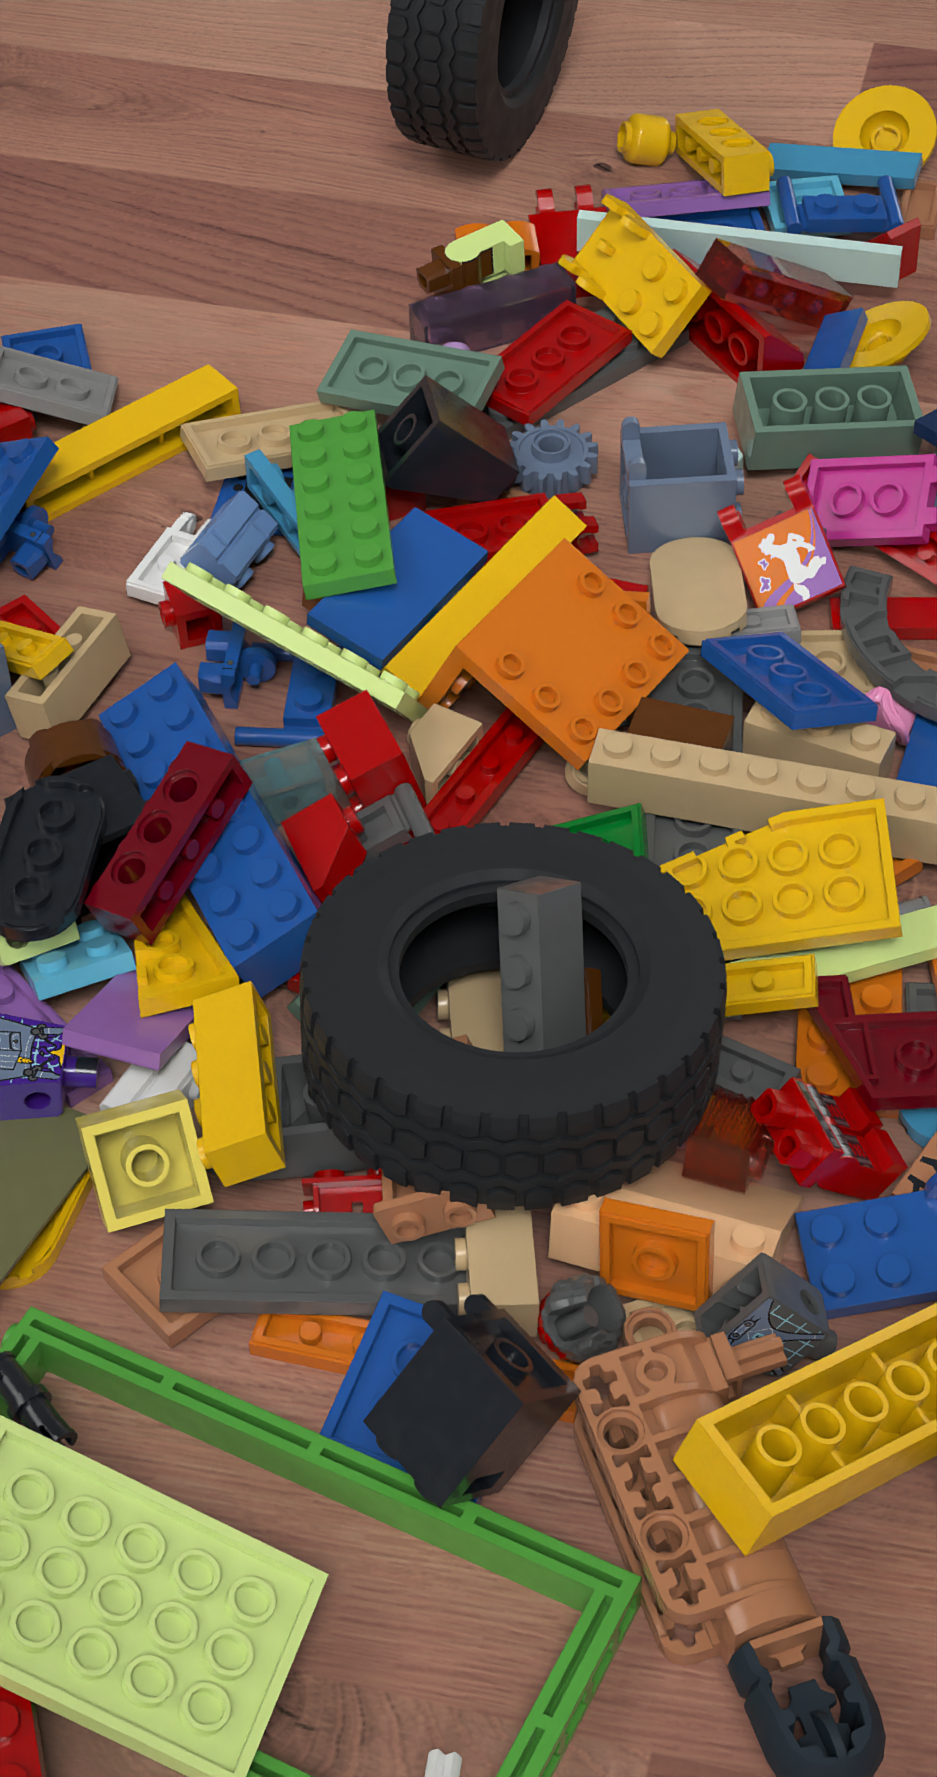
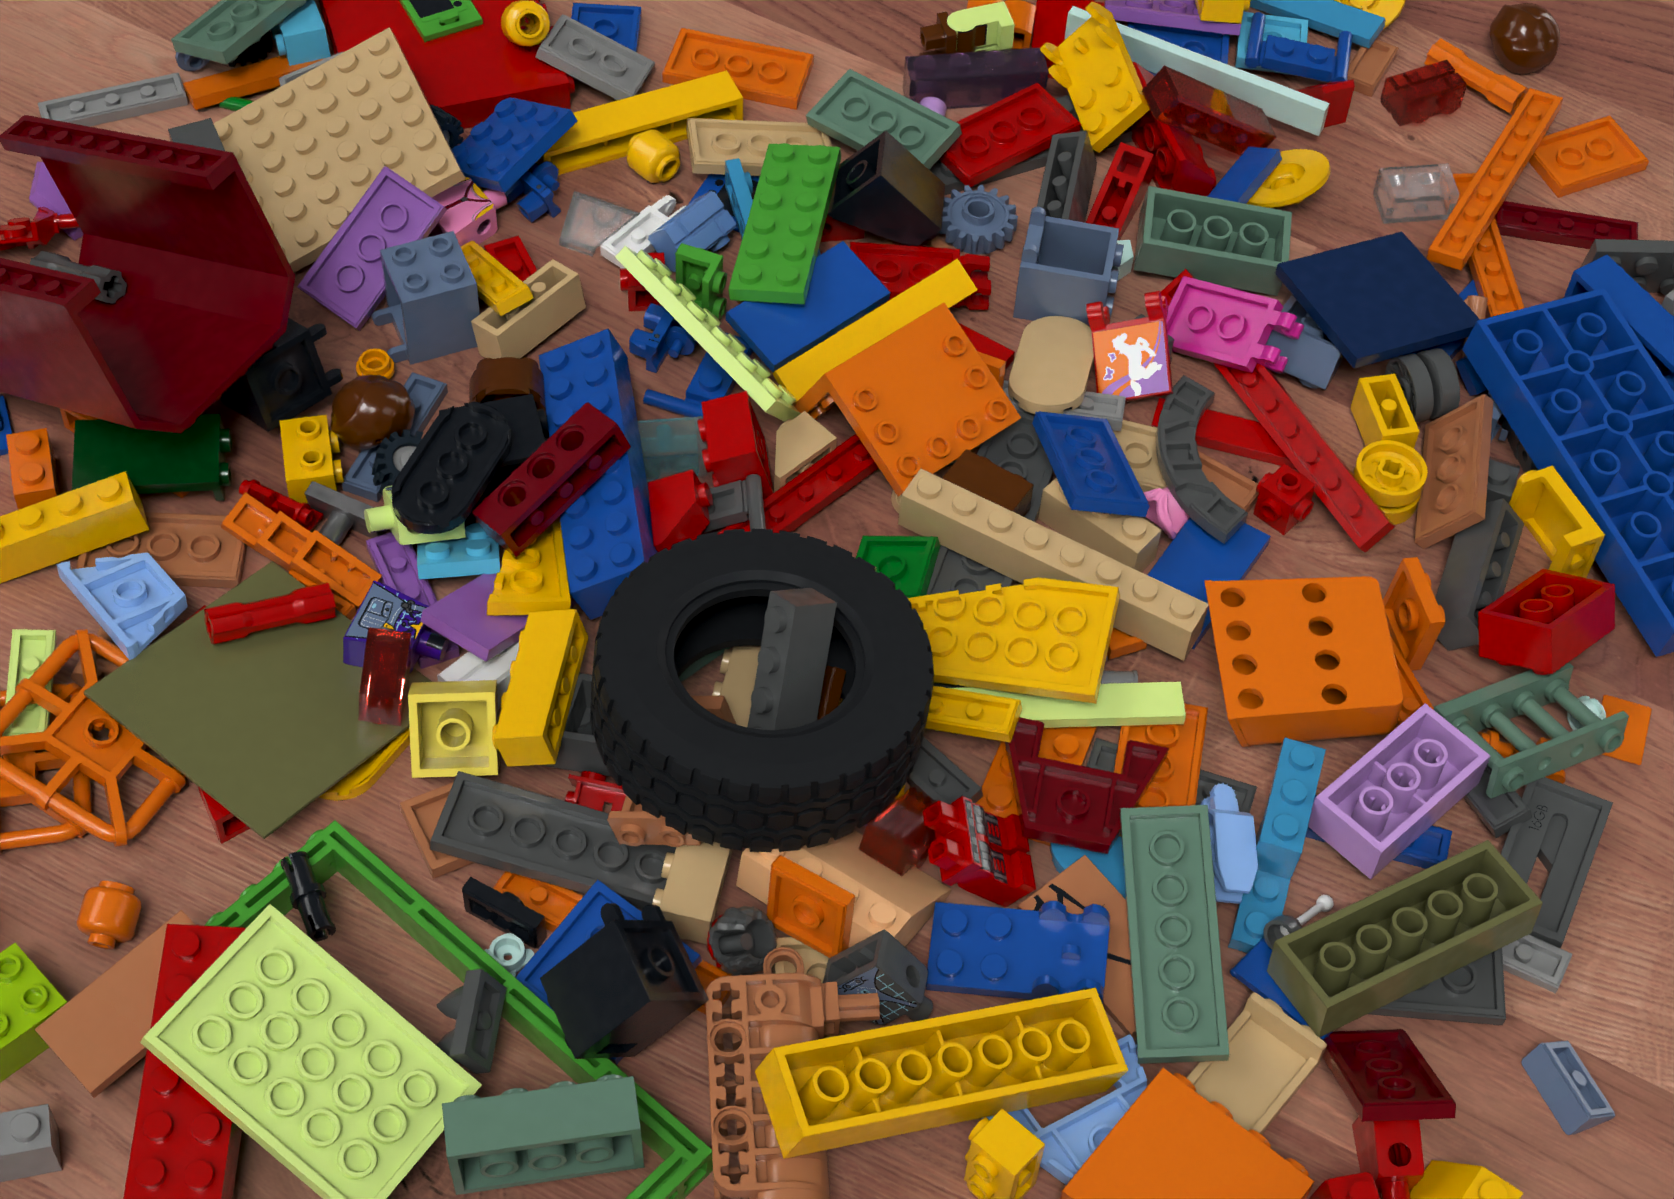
camera: 10 degrees right, 5 degrees up
(40, 1118) = (385, 676): none -> clear red slope
(107, 560) = (592, 221): none -> clear slope
(153, 474) = (653, 156): none -> yellow head
(249, 359) = (758, 70): none -> orange tile
(262, 578) = (703, 276): none -> bright green bracket
(276, 1363) = (504, 912): none -> black plate
(293, 1485) = (477, 1014): none -> dark grey tile
(302, 1402) = (510, 945): none -> light aqua plate
(434, 1610) = (543, 1134): none -> sand green brick
(638, 383) = (1068, 177): none -> dark grey brick
(704, 380) = (1123, 188): none -> red slope

